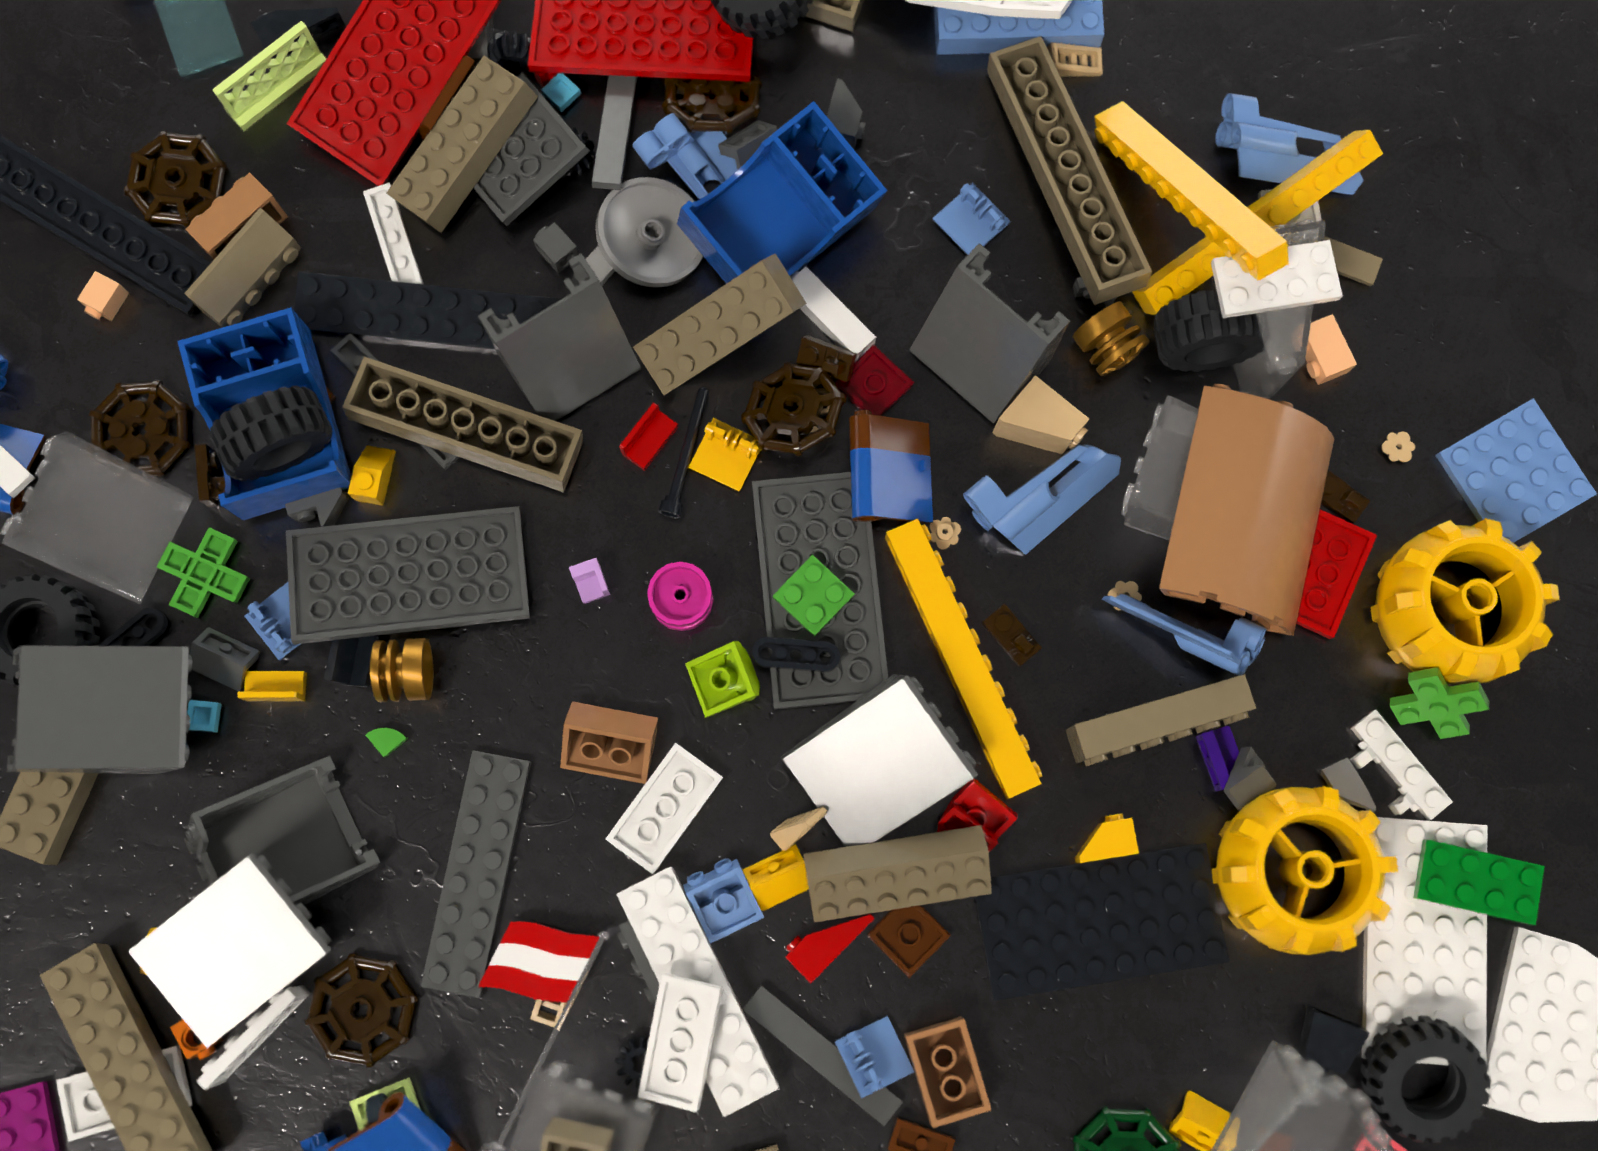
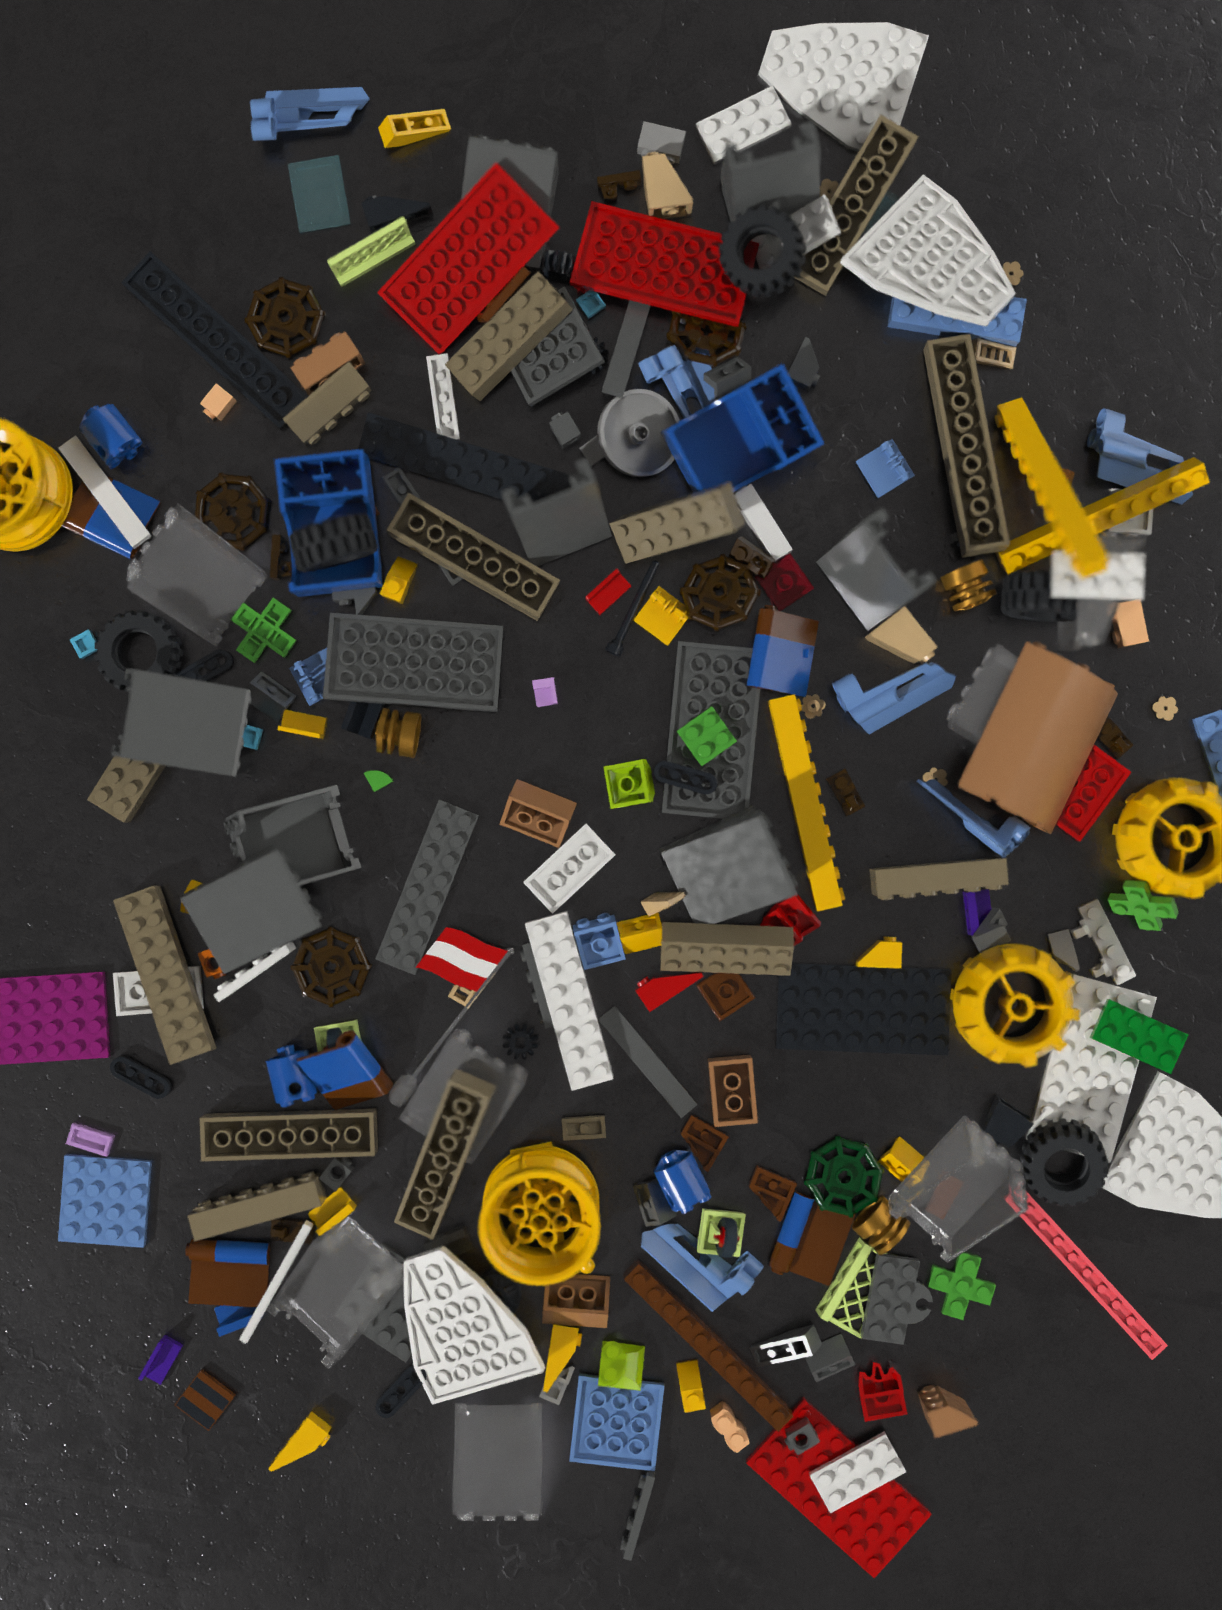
camera: 15 degrees right, 10 degrees up
(680, 1042) = (551, 1034): white plate -> none
(683, 613) = (613, 705): dark pink wheel -> none
(874, 1056) = (684, 1070): medium blue hinge -> none
(1354, 262) = (1163, 556): dark tan tile -> none

